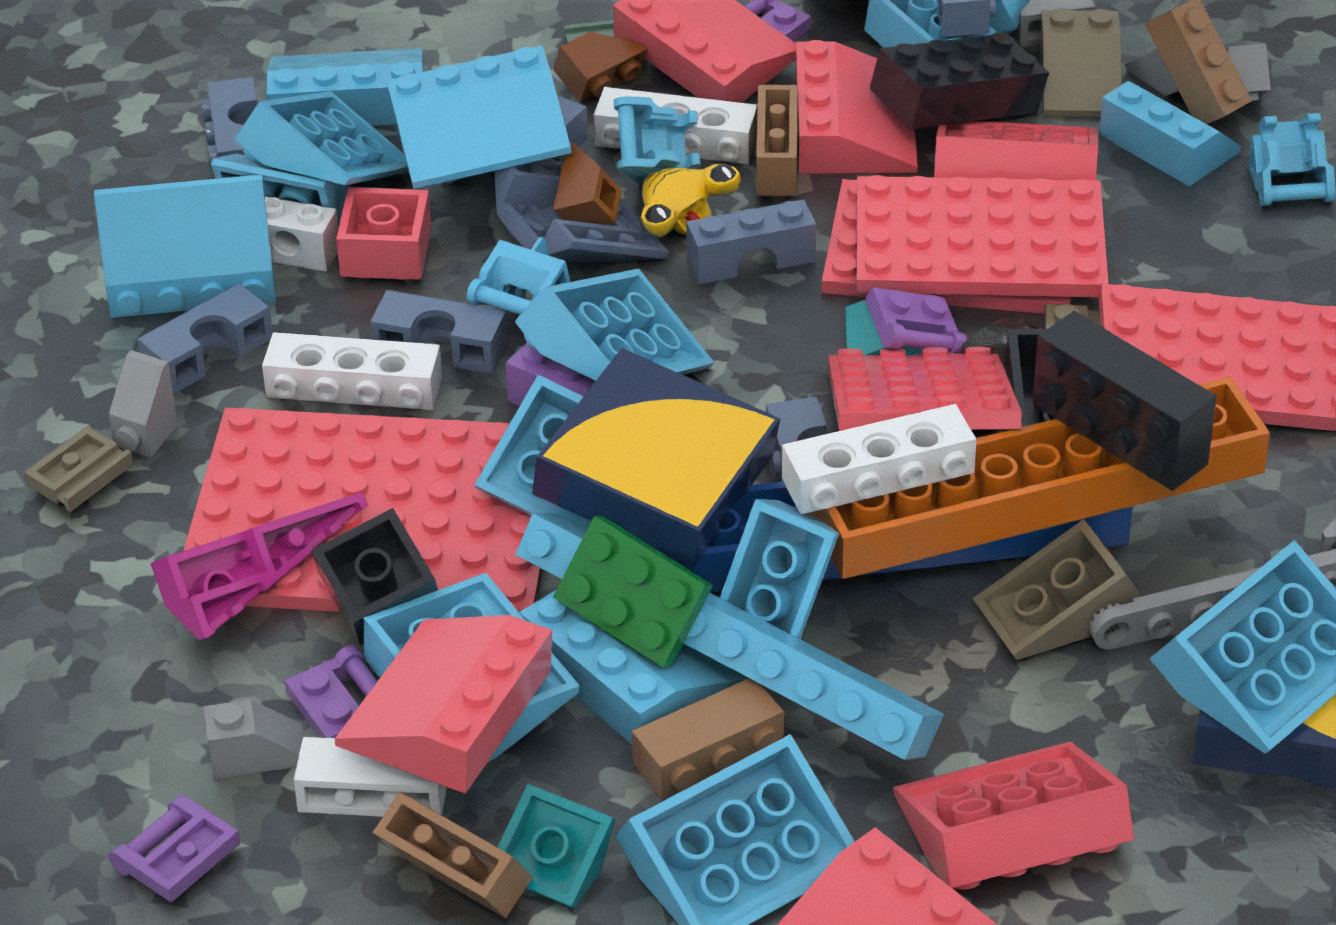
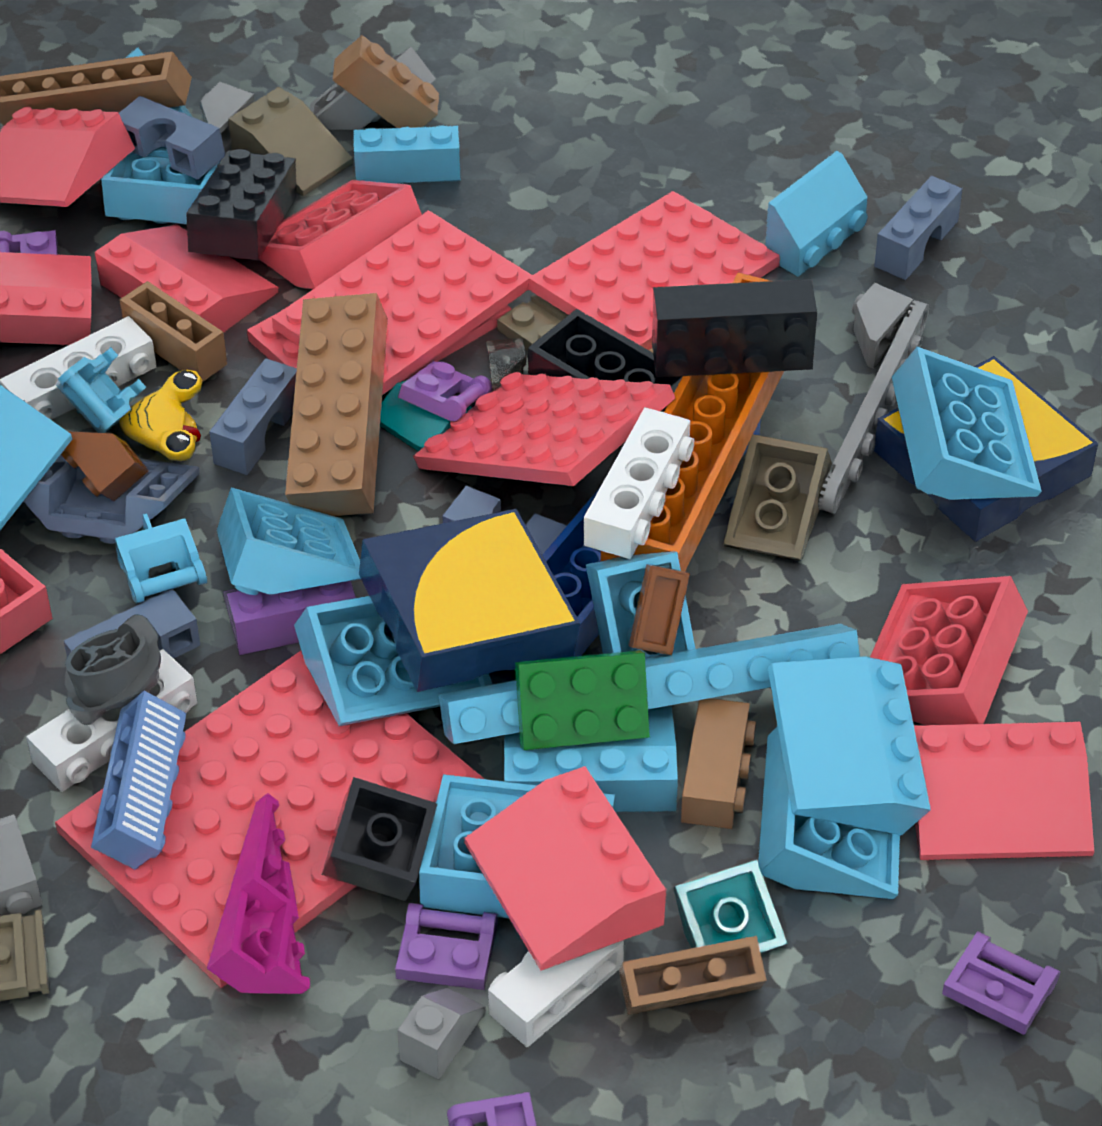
camera: 50 degrees left, 5 degrees up
(289, 411) = (139, 781): none -> medium blue brick
(371, 324) = (112, 669): none -> dark grey piece
(783, 574) = (659, 609): none -> dark orange tile
(797, 791) = (849, 742): none -> medium azure slope
(800, 266) = (337, 405): none -> medium nougat brick
(1287, 151) = (502, 113): medium azure piece -> none

